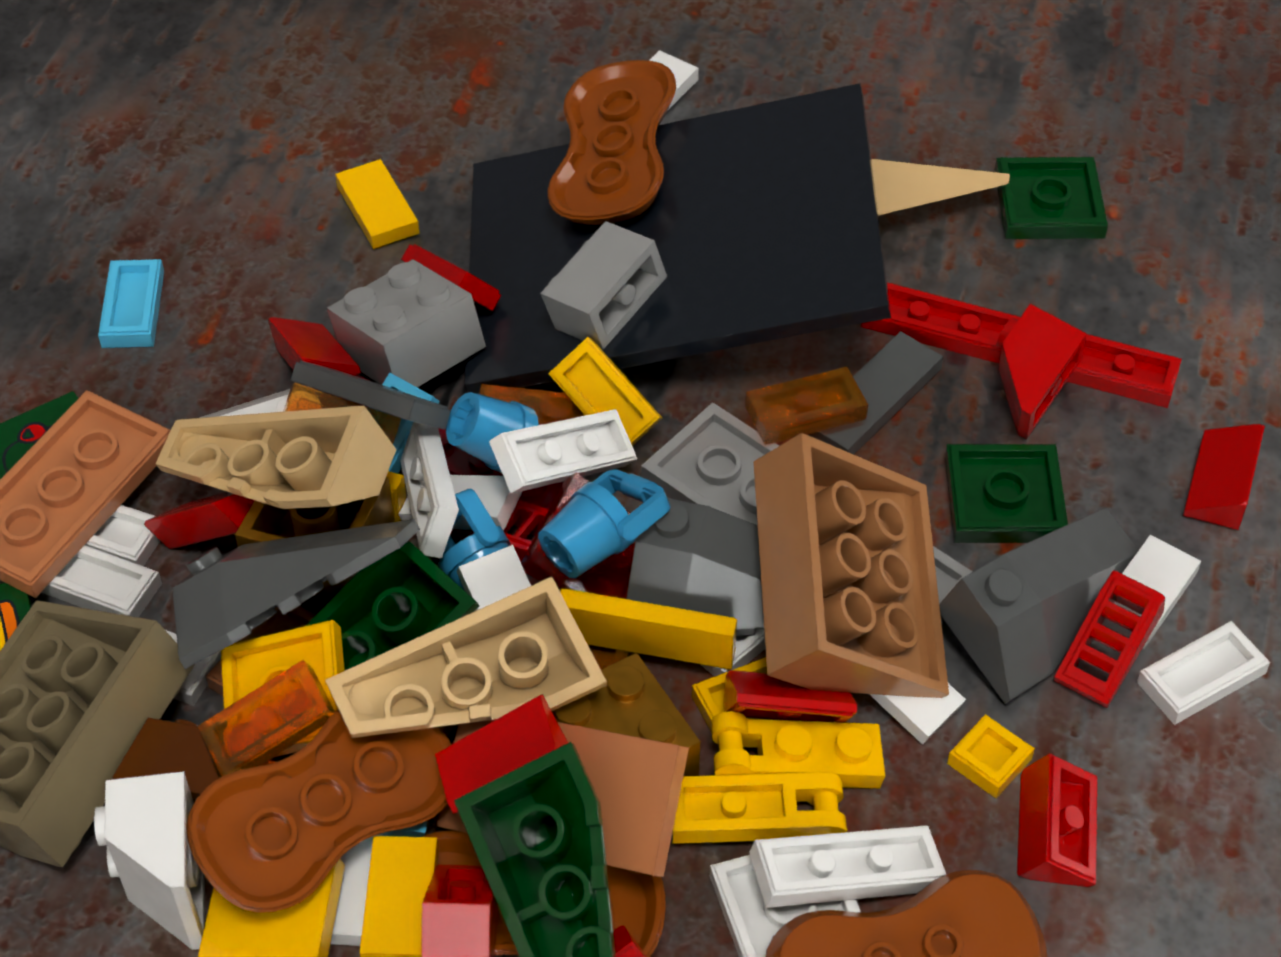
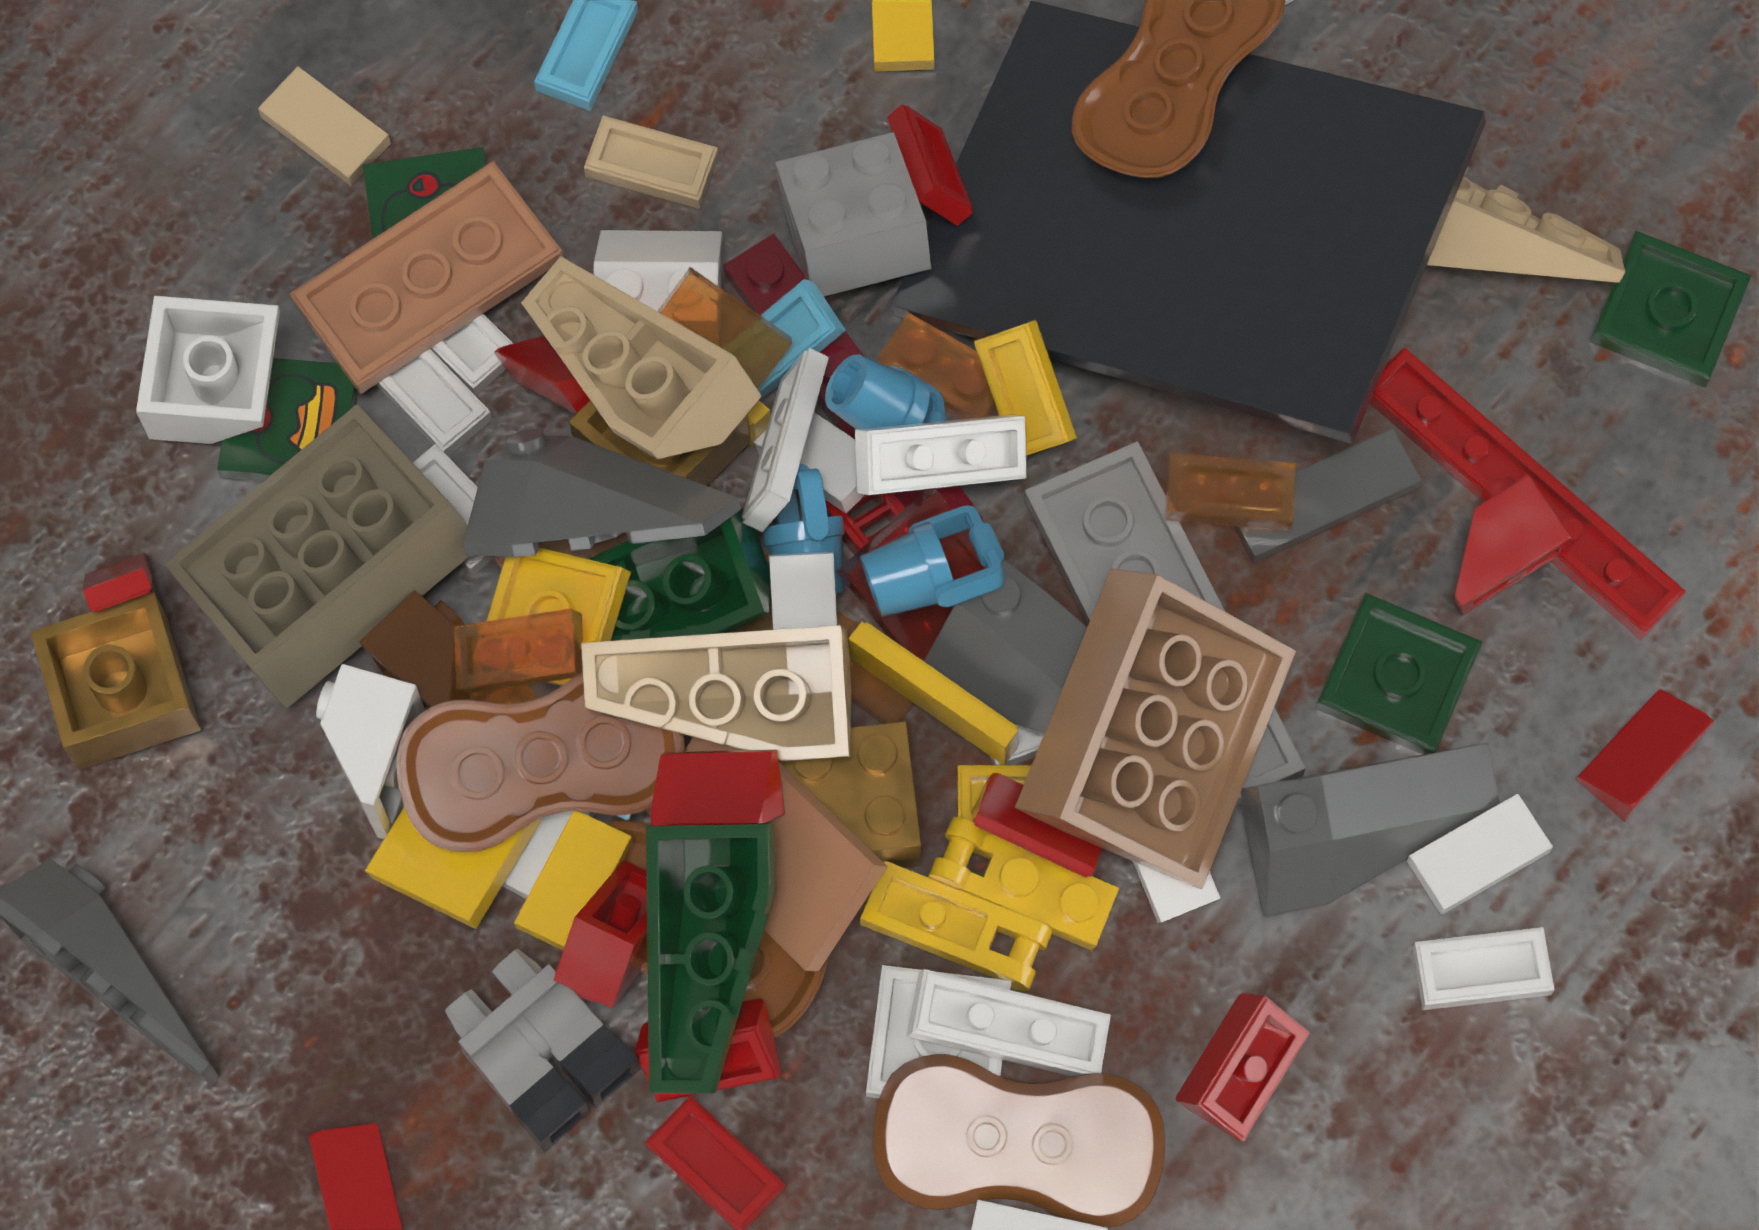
camera: 25 degrees right, 20 degrees up
(220, 360) = (651, 162): none -> tan tile
(311, 344) = (747, 200): red slope -> none
(371, 394) = (768, 308): dark grey tile -> none
(604, 284) = (1075, 261): light grey brick -> none
(990, 756) = (1215, 966): yellow tile -> none
(1137, 598) = (1432, 904): red slope -> none

